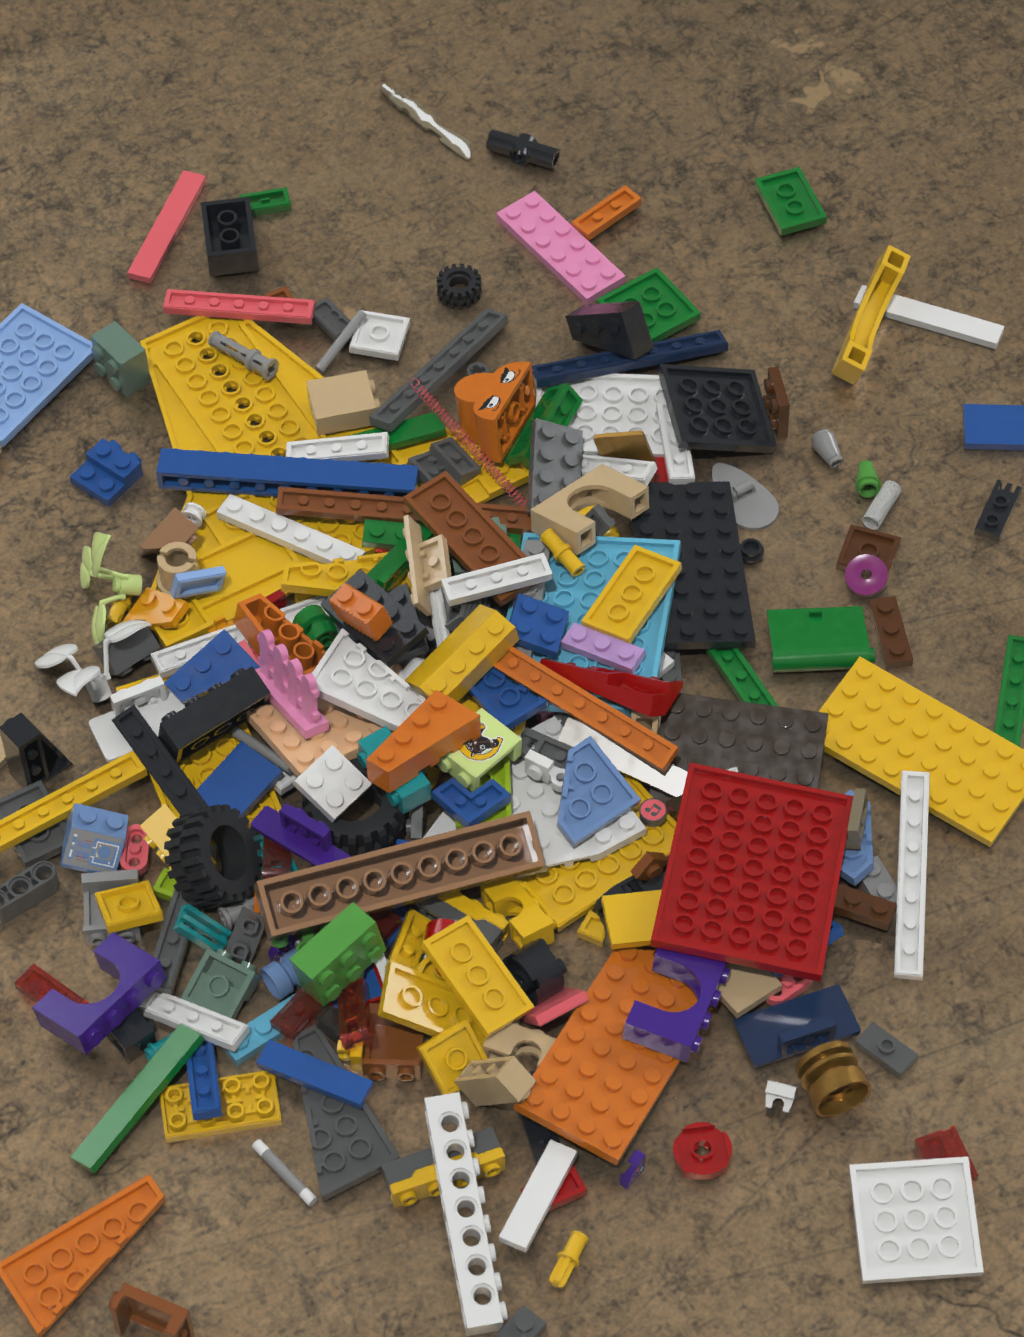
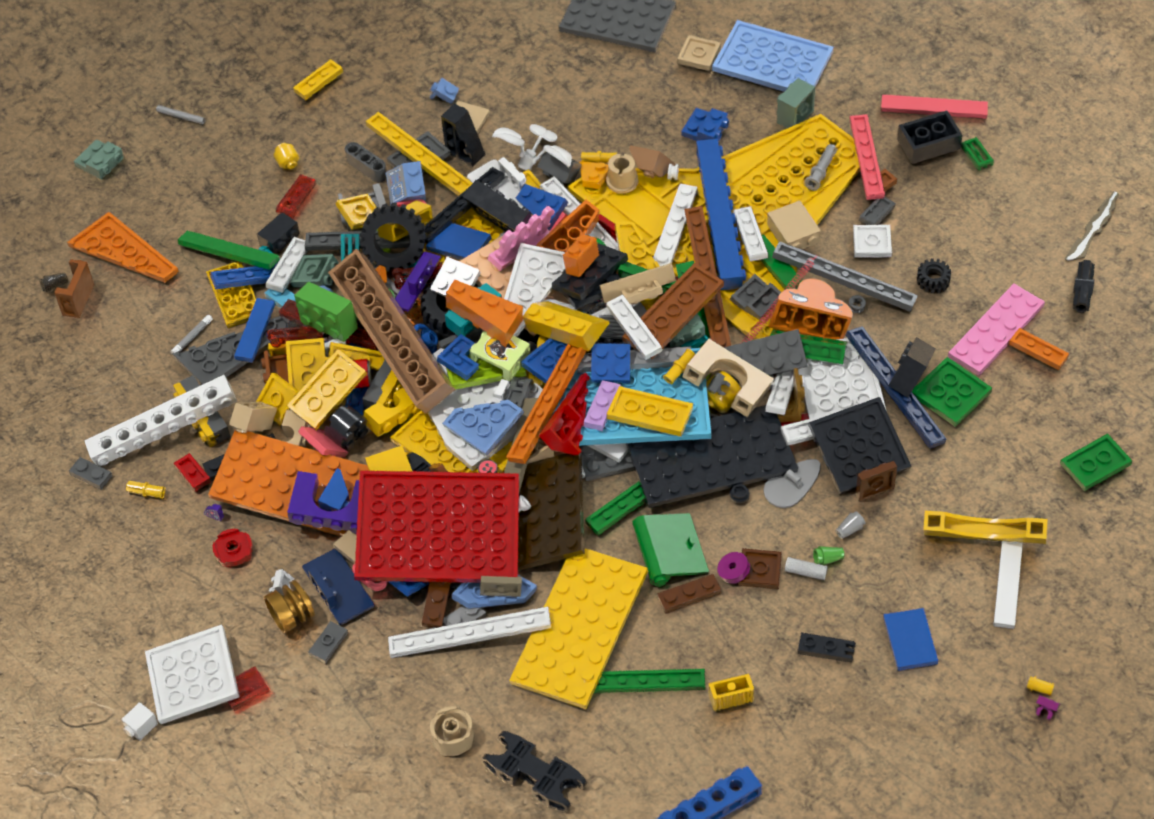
camera: 80 degrees right, 0 degrees up
(89, 1024) = (300, 223): dark purple arch -> none
(121, 583) = (604, 148): yellowish green plant -> none
(198, 582) = (613, 184): light blue tile -> none
(340, 341) = (857, 219): light grey bar -> none
(538, 1196) = (182, 460): white tile -> none
(661, 989) = (335, 494): none -> blue slope
(980, 1298) = (139, 722): none -> white brick

